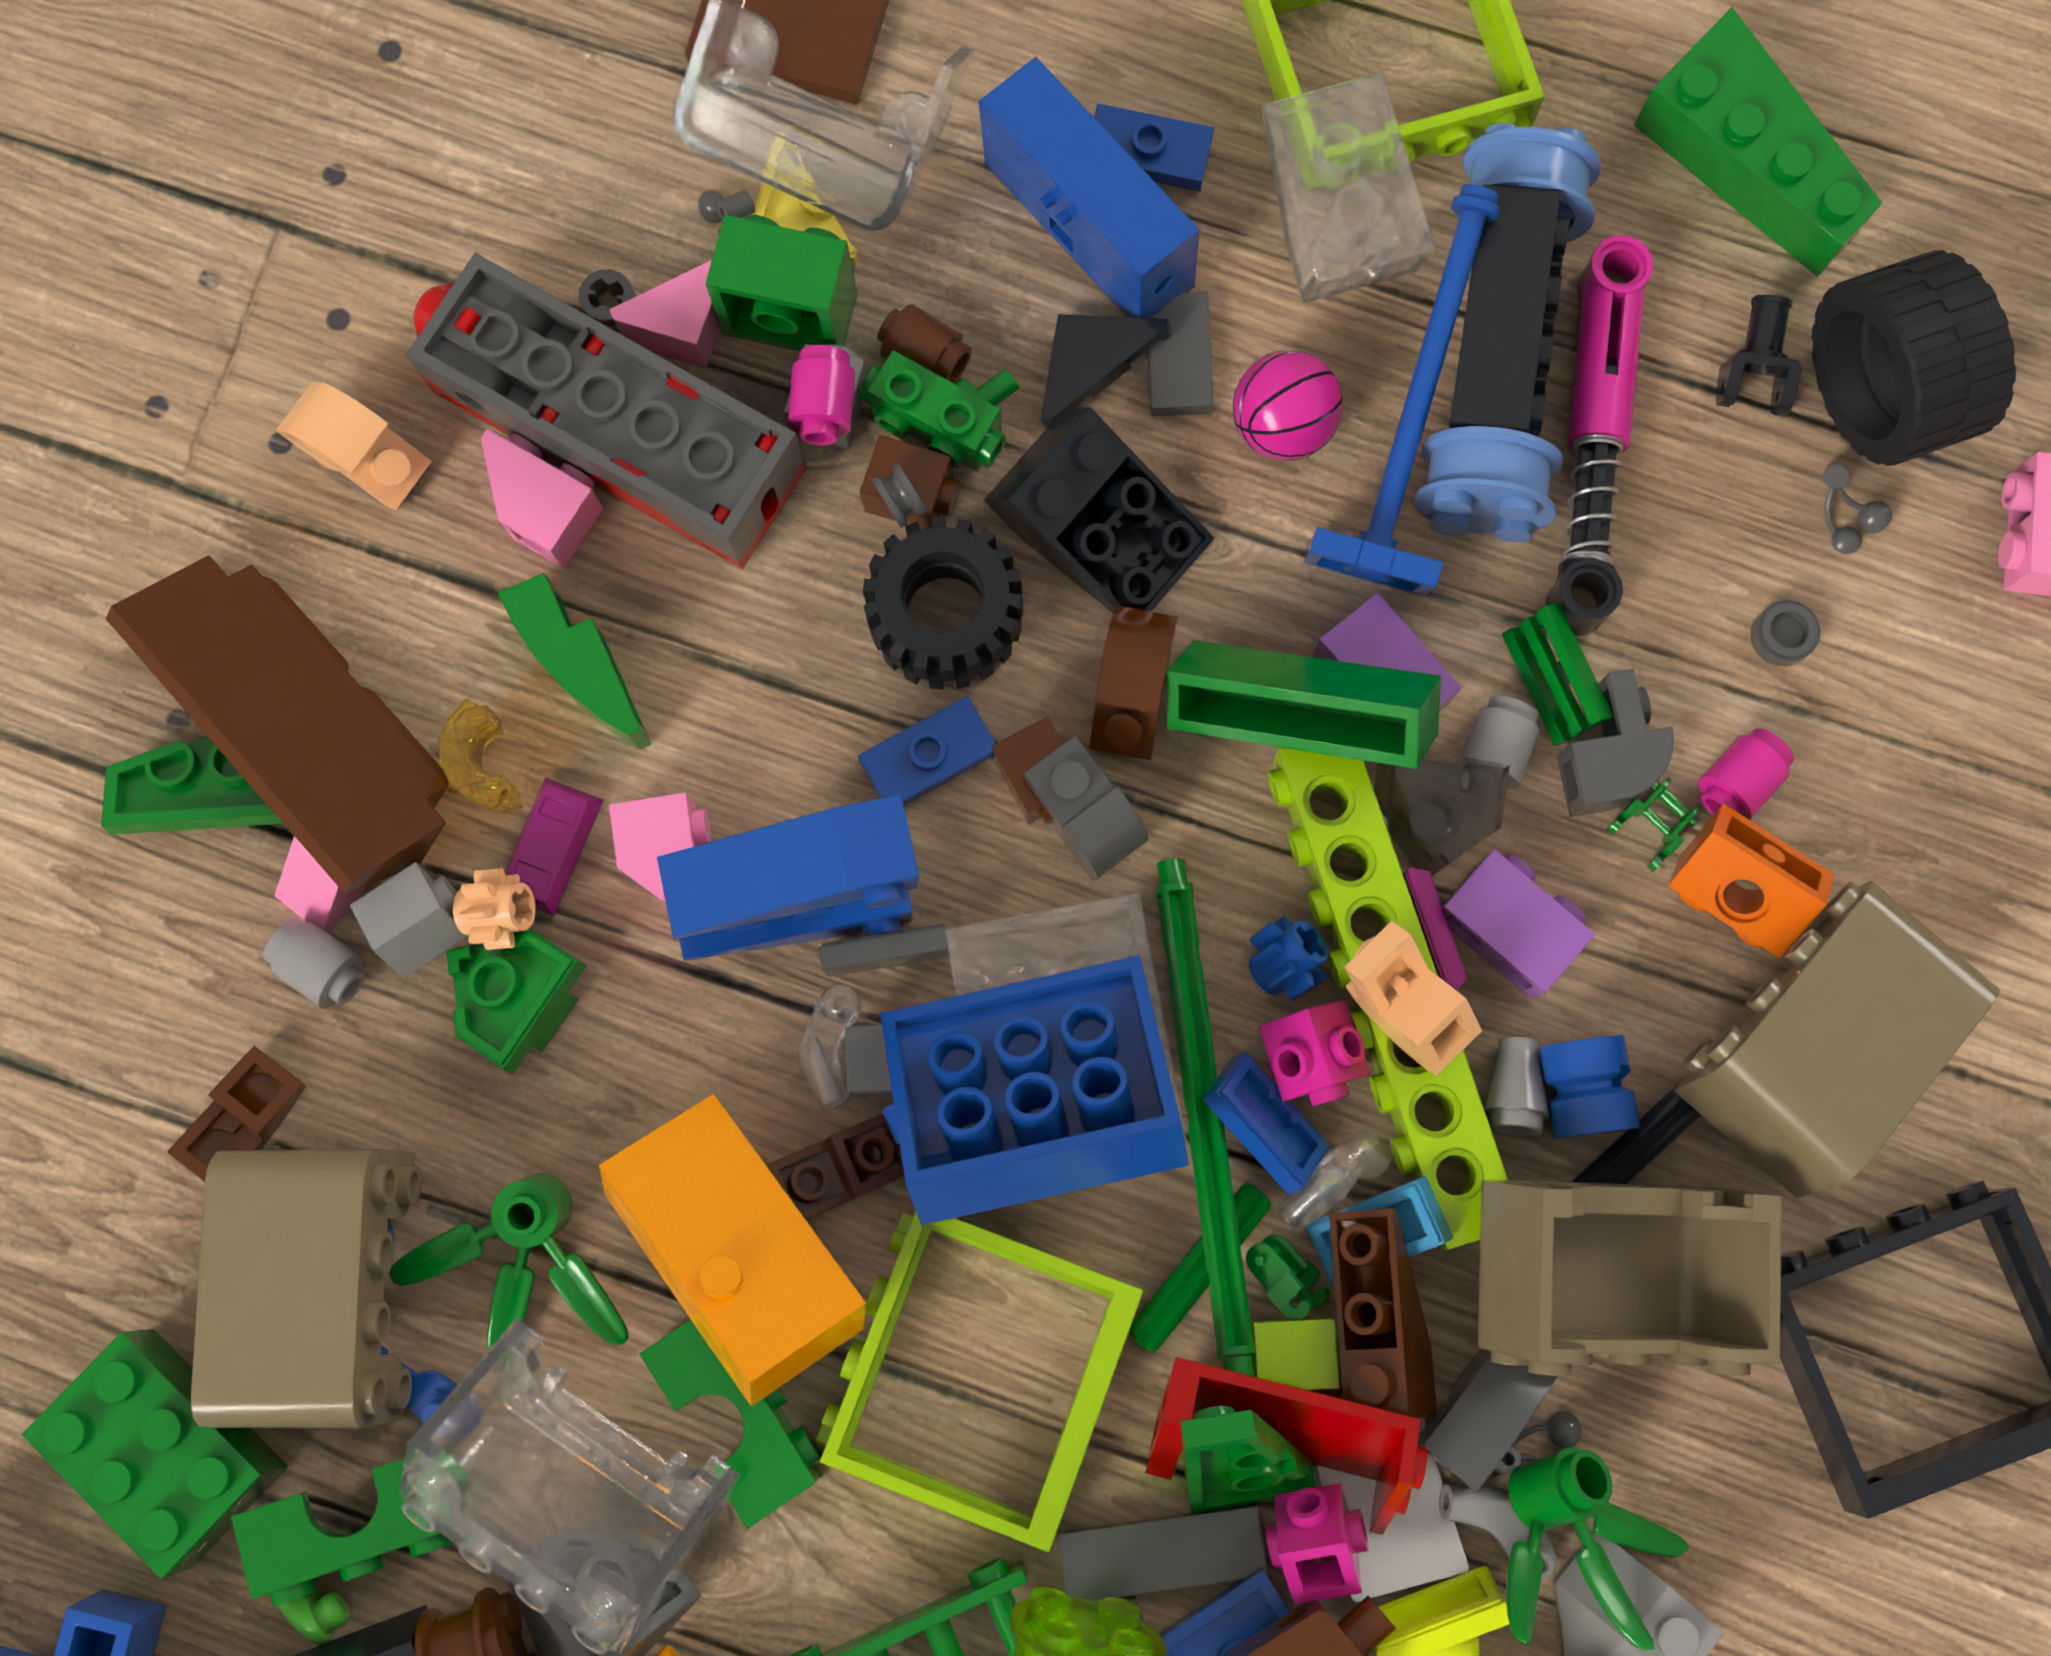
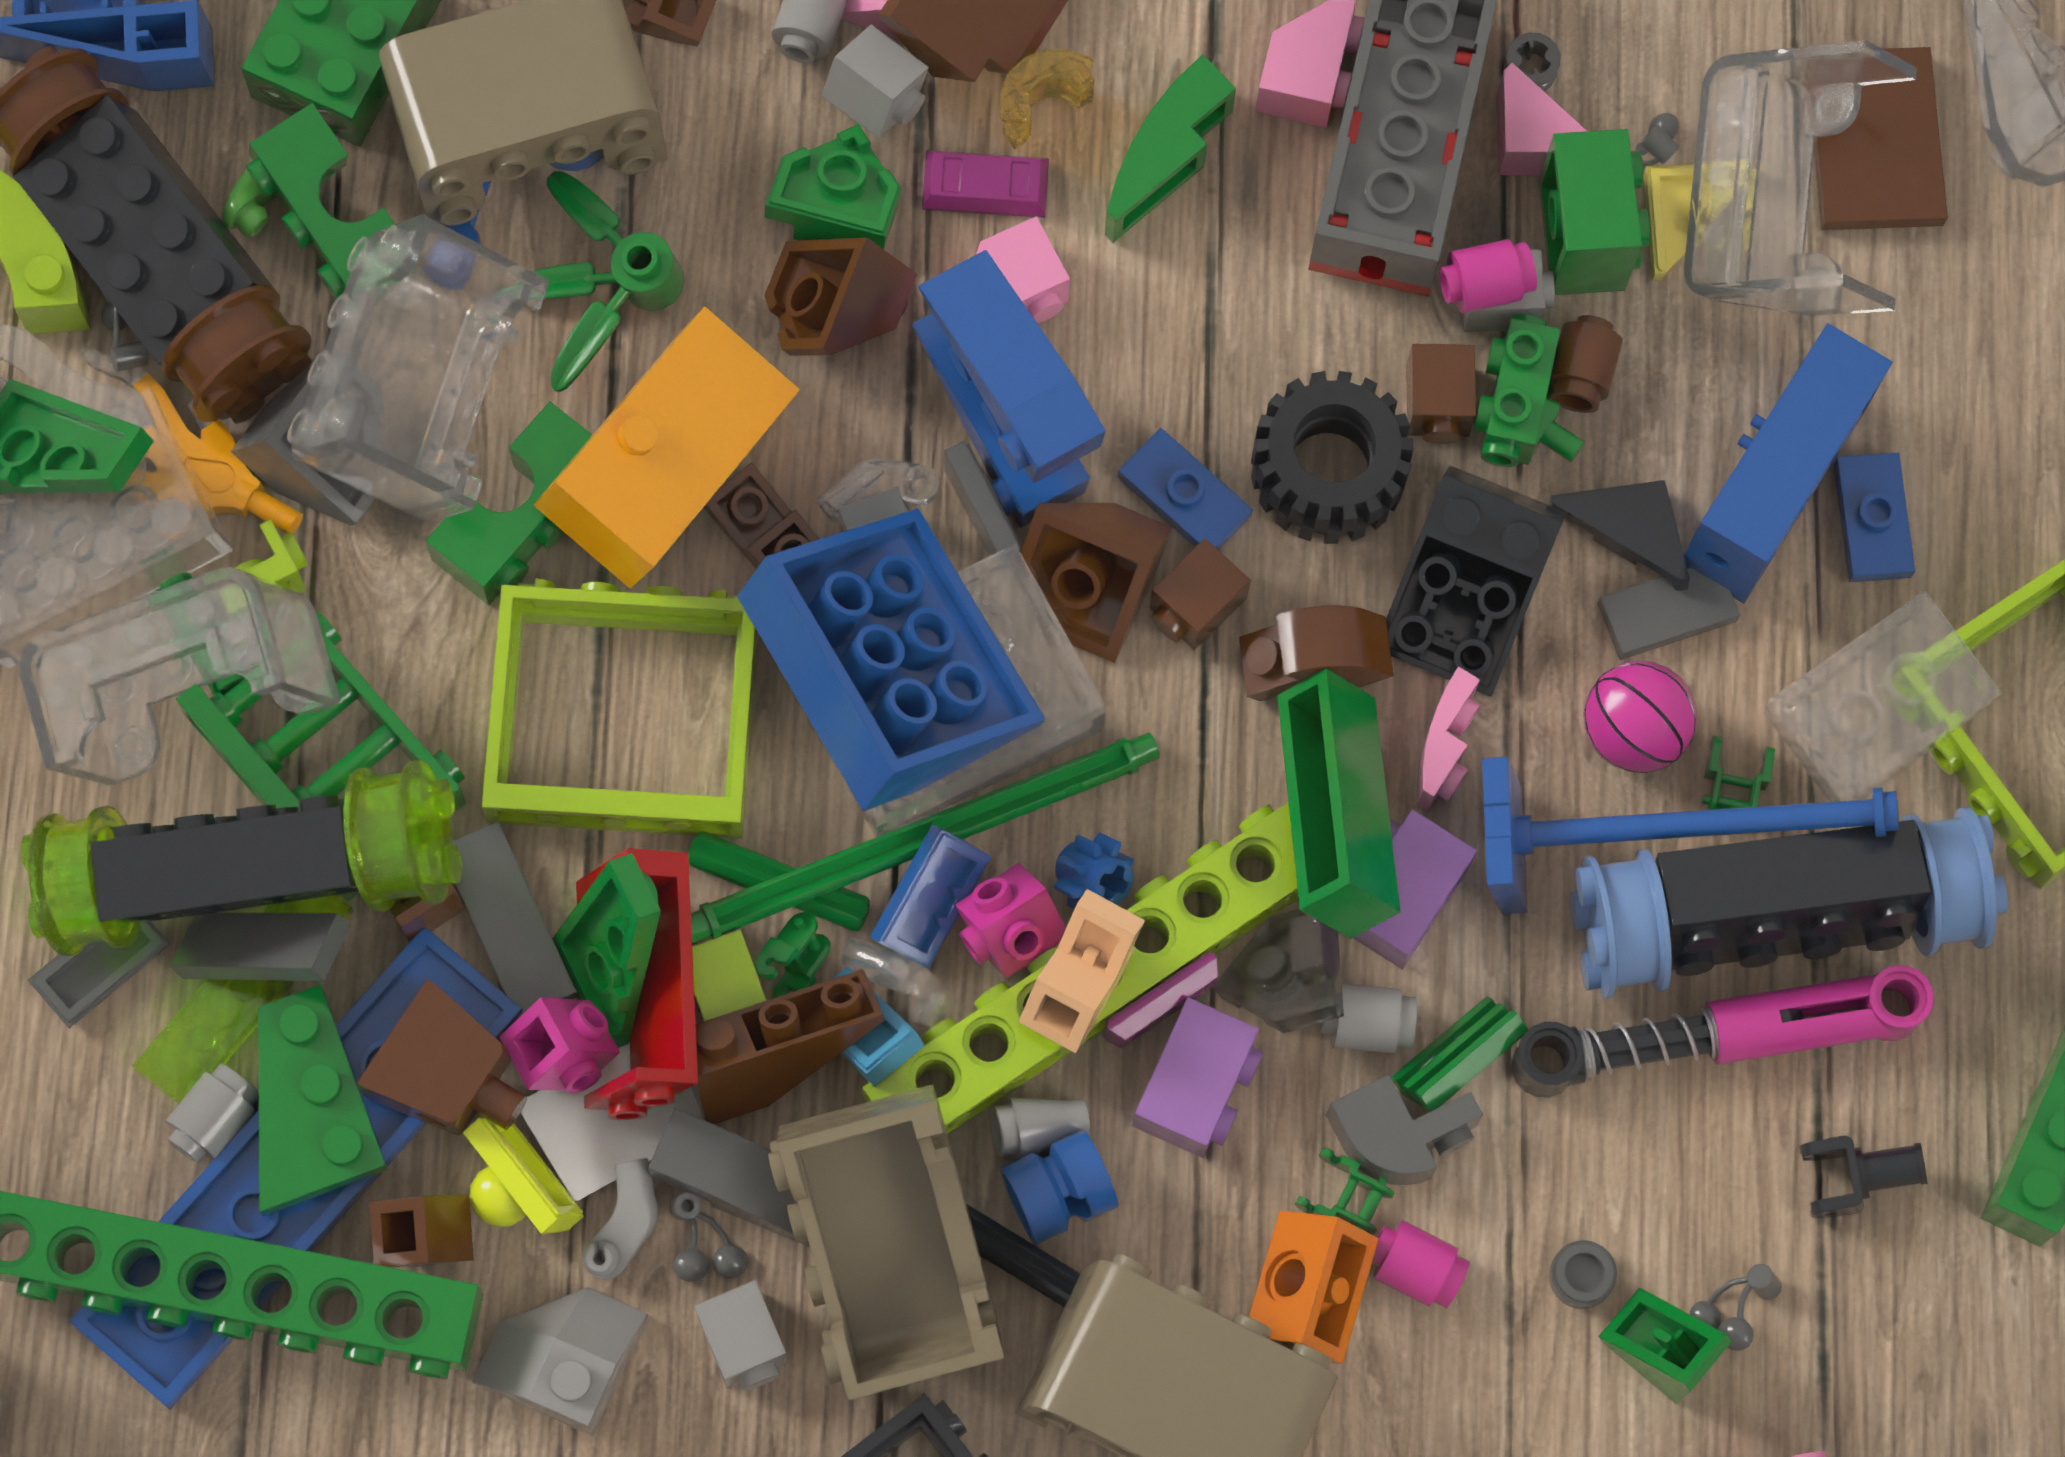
camera: 65 degrees right, 5 degrees down
(494, 908) = (908, 149): light nougat gear -> none
(622, 1029) = (836, 294): none -> reddish brown slope
(899, 495) = (1414, 375): dark grey bush -> none
(984, 860) = (1094, 568): none -> reddish brown slope
(1088, 809) = (1168, 643): dark grey brick -> none
(1266, 602) = (1442, 753): none -> bright pink slope
(1365, 322) = (1715, 773): none -> green piece
(1566, 1491) = (665, 1245): green plant -> none
(1654, 1443) = (742, 1337): none -> light grey brick
(1882, 576) = (1664, 1343): none -> green slope
(1913, 357) = (1892, 1294): black tyre -> none

